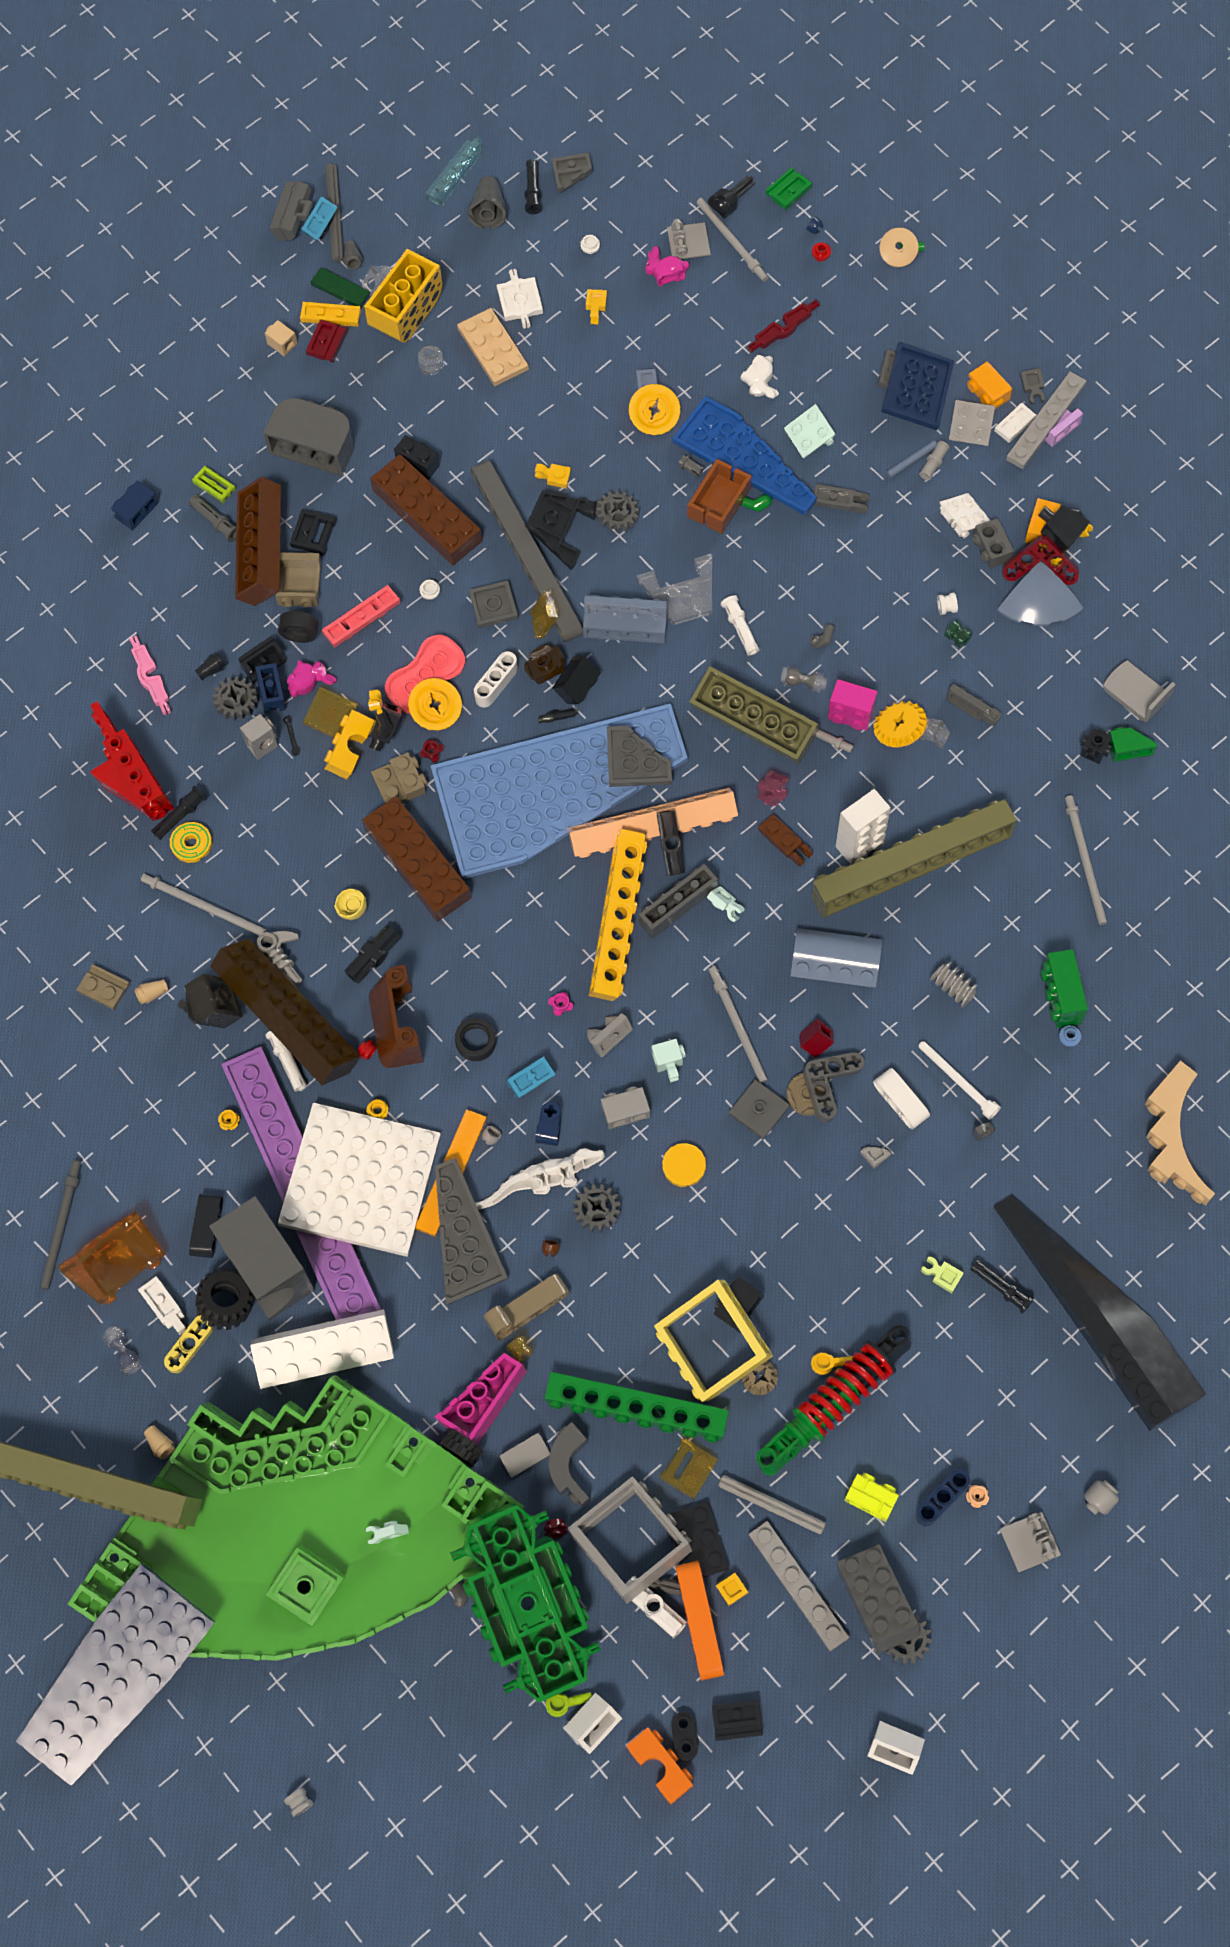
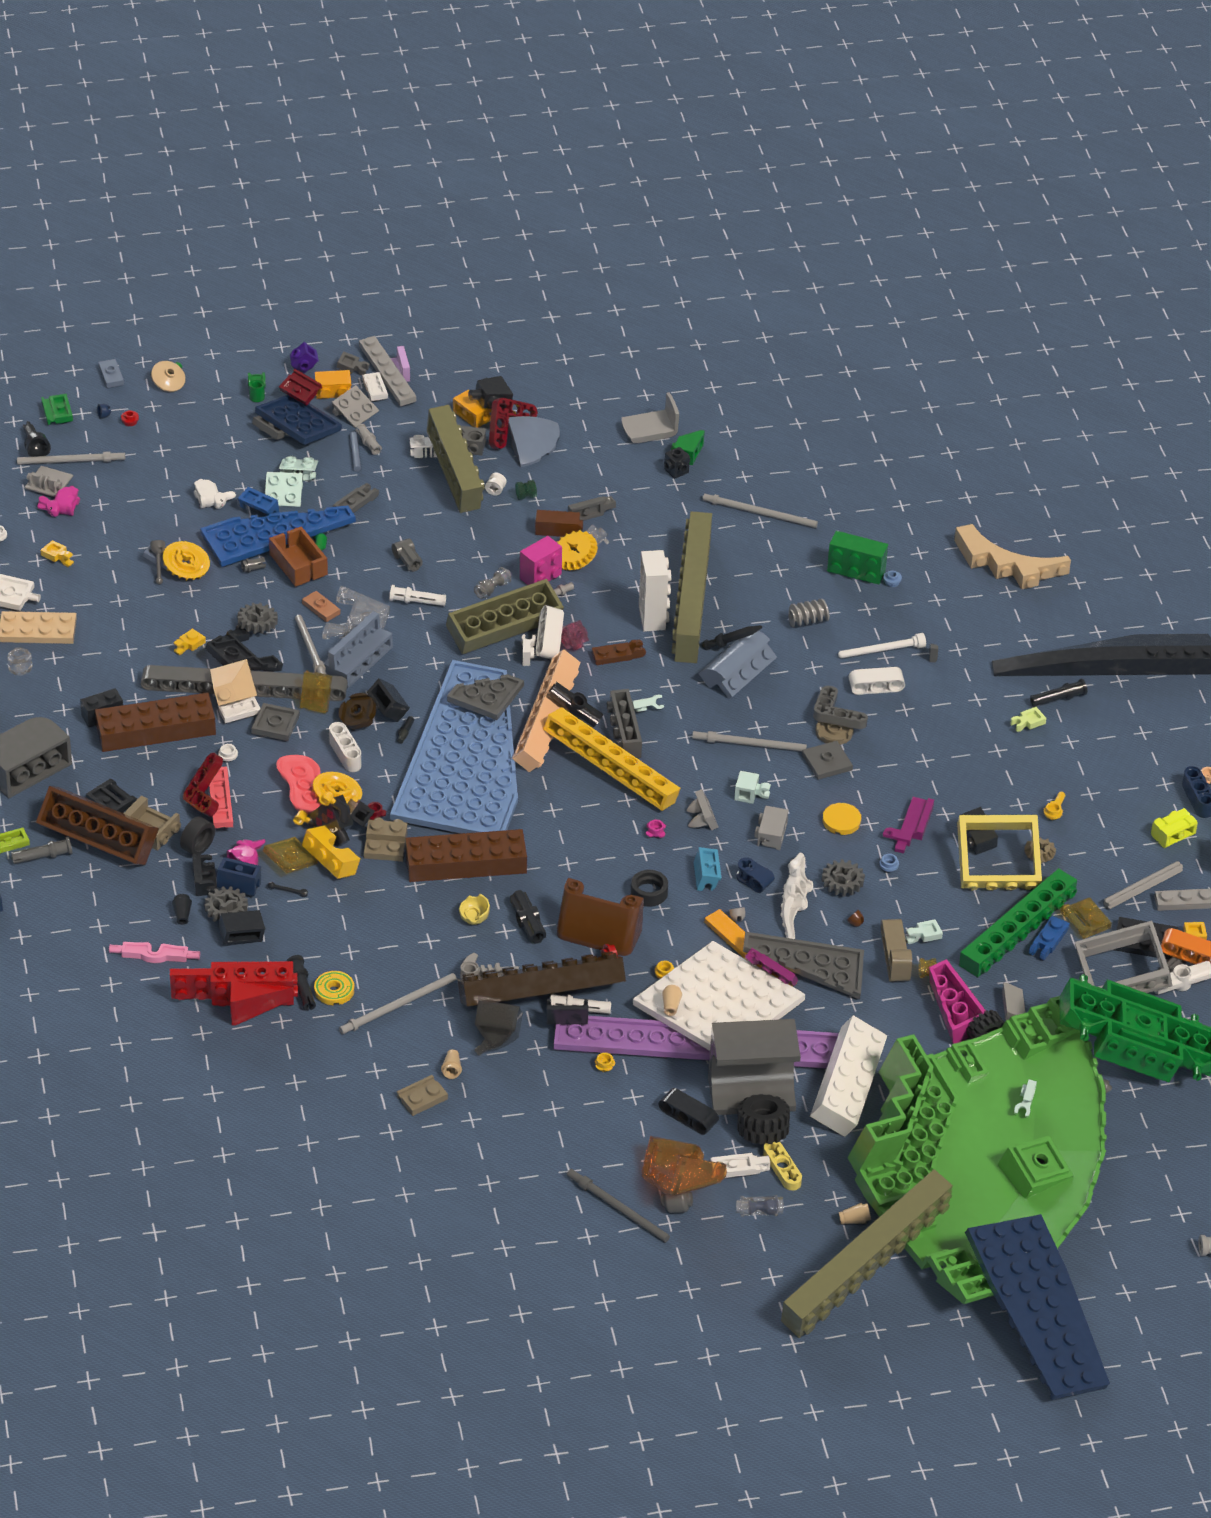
camera: 65 degrees left, 25 degrees down
(211, 726) = (241, 927): none -> black brick
(259, 736) = (279, 898): light grey brick -> none
(260, 1054) = (567, 1013): none -> black hinge
(315, 1139) = (671, 999): none -> tan cone
(356, 593) = (195, 792): none -> dark red beam
(415, 735) = (360, 811): none -> black brick
(424, 1206) = (771, 966): none -> magenta hinge
(490, 566) = (239, 709): none -> white plate
(505, 541) = (233, 682): none -> tan slope
(562, 1451) = (1034, 982): dark grey arch -> none
(572, 1324) = (925, 930): none -> light aqua plate
(578, 597) = (318, 665): none -> light grey bar
(639, 1446) = (1049, 937): none -> blue hinge
(644, 378) = (158, 548): none -> dark grey hinge
(650, 1235) = (889, 863): none -> medium blue plate
(675, 553) = (321, 606): none -> nougat plate
(719, 1237) = (913, 825): none -> magenta piece
(729, 759) = (528, 649): none -> white plate
(757, 766) = (549, 632): none -> white beam
(772, 422) = (258, 501): none -> blue hinge
(775, 331) = (177, 466): dark red piece -> none
(796, 579) = (406, 552): none -> dark grey piece
(816, 1038) = (794, 702): dark red panel -> none
(824, 639) = (467, 560): dark grey arm -> none
(835, 1398) = (1088, 809): piece -> none
(851, 425) = (308, 465): none -> light aqua hinge
(858, 926) = (722, 640): none -> black sword
(873, 200) = (111, 373): none -> sand blue plate
(875, 1155) = (910, 716): light grey tile -> none
(928, 689) = (557, 523): none -> reddish brown brick
(939, 549) = (455, 458): none -> olive brick
(940, 326) = (256, 387): none -> green piece
(956, 362) = (300, 387): none -> dark red plate
(1005, 340) = (304, 357): none -> dark purple brick

